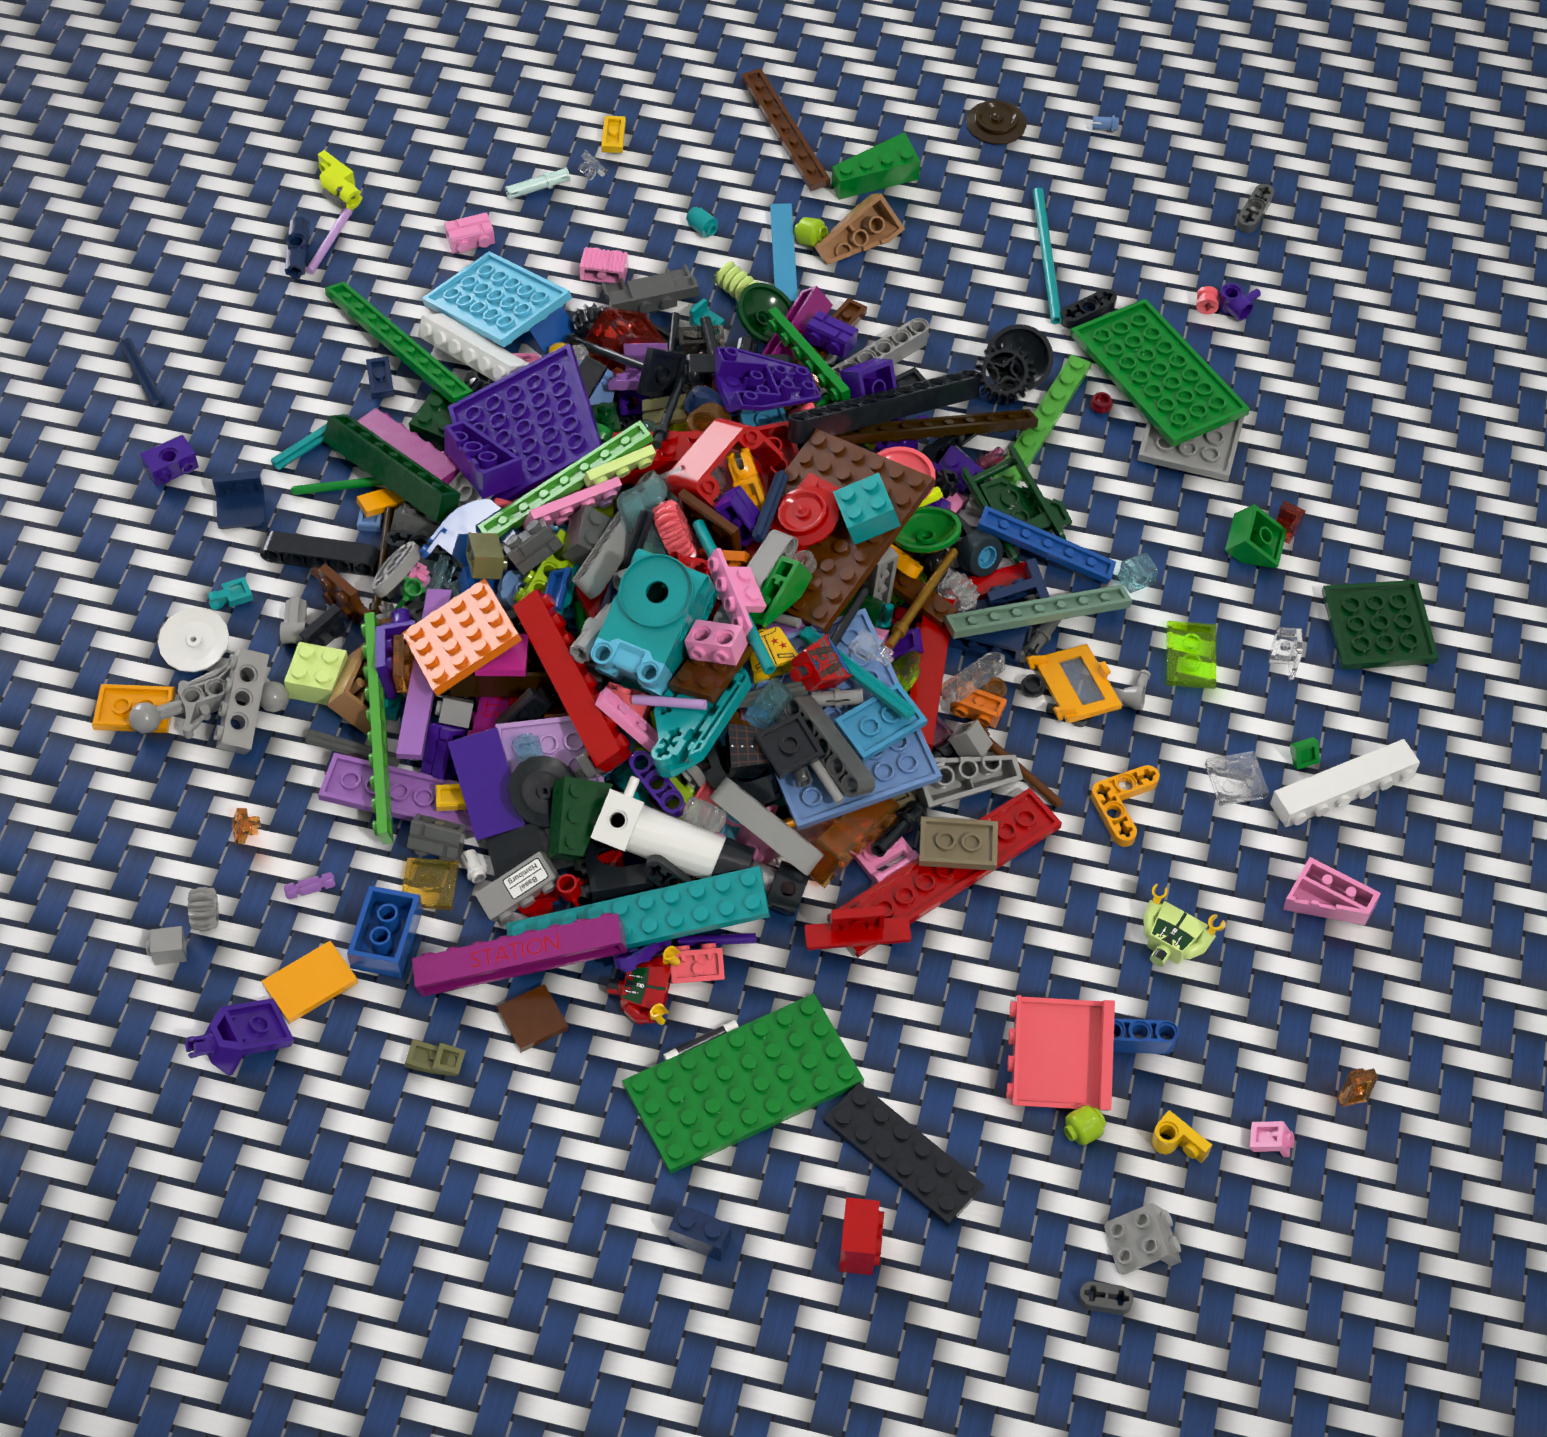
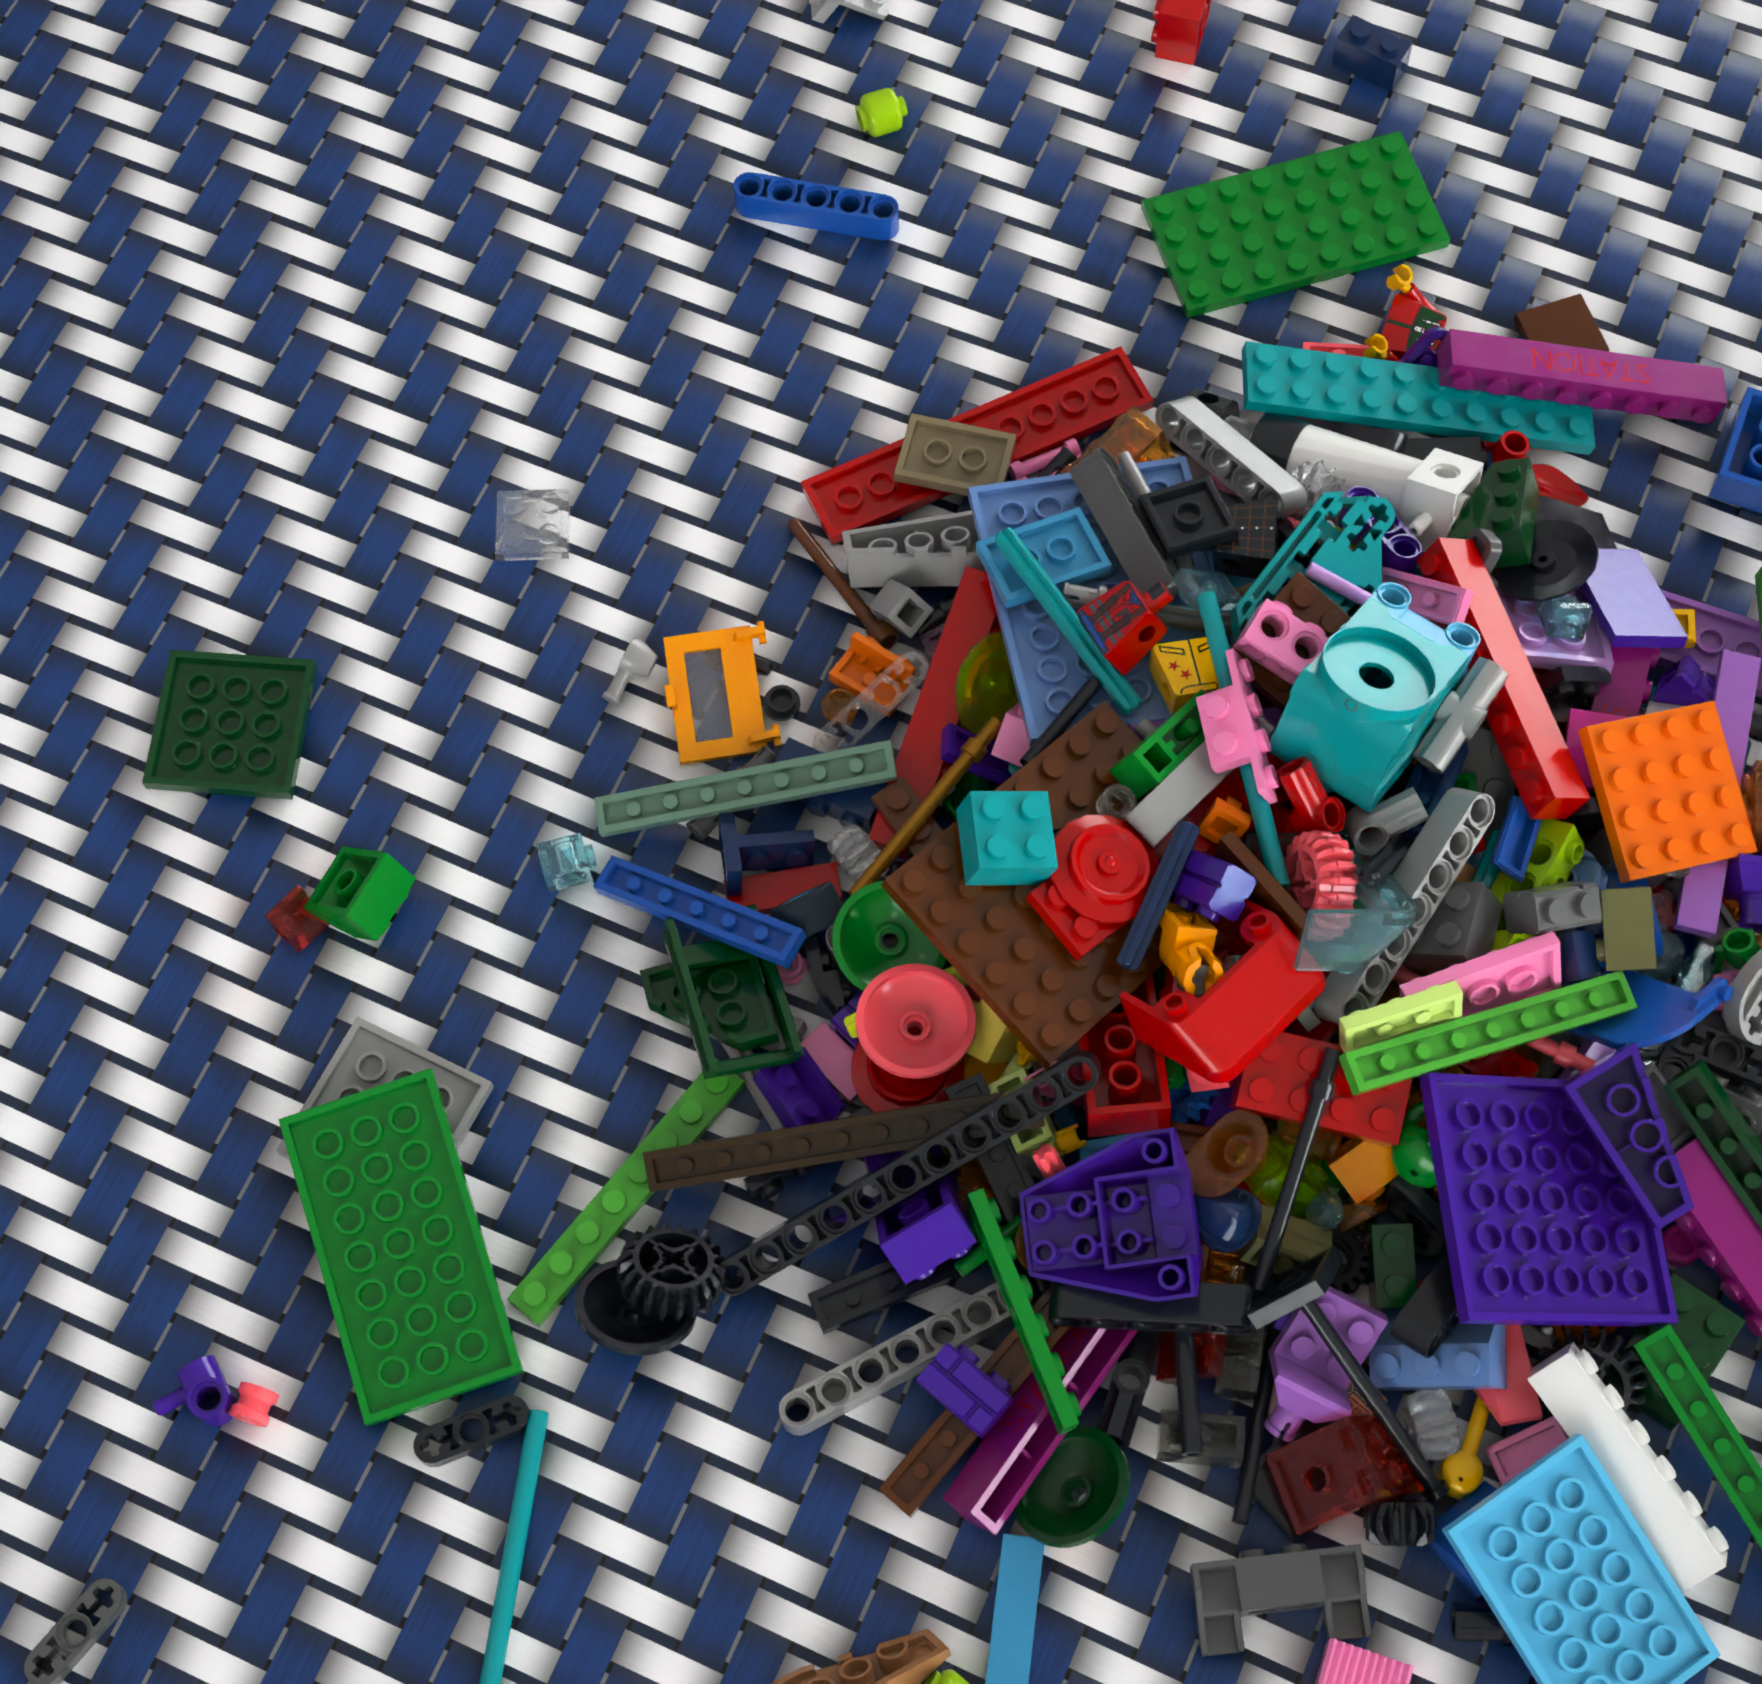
camera: 165 degrees left, 10 degrees up
(433, 881) = (1699, 533): clear yellow tile -> none
(434, 1059) = (1697, 305): olive slope -> none
(436, 837) = (1692, 577): dark grey brick -> none
(476, 871) = (1634, 536): white pin -> none
(518, 887) = (1583, 475): light grey brick -> none
(701, 310) = (1180, 1517): teal bracket -> none
(702, 1039) = (1341, 278): black bar -> none
(733, 279) = (1110, 1585): yellowish green piece -> none
(857, 928) = (1118, 359): red bracket -> none
(870, 646) = (1036, 671): clear plate -> none
(903, 1154) = (1109, 118): black plate -> none
(947, 482) = (832, 1051): black gear -> none
(991, 458) = (739, 1119): clear pink pin -> none
(1061, 1053) = (888, 176): coral panel -> none
(1101, 403) = (517, 1210): dark red plate -> none
(1116, 795) = (710, 523): light orange beam -> none
(1175, 933) = (691, 313): yellowish green torso -> none
(1182, 1135) = (776, 86): yellow plate -> none
(1191, 654) = (529, 724): clear neon green tile -> none
(1271, 1137) = (660, 69): bright pink bracket -> none
(1287, 649) = (388, 680): clear panel -> none
(1305, 753) = (424, 538): green tile -> none
(1331, 895) = (473, 331): bright pink wedge -> none
(1344, 783) = (386, 486): white brick -> none
(1357, 1086) = (537, 91): clear orange plate -> none

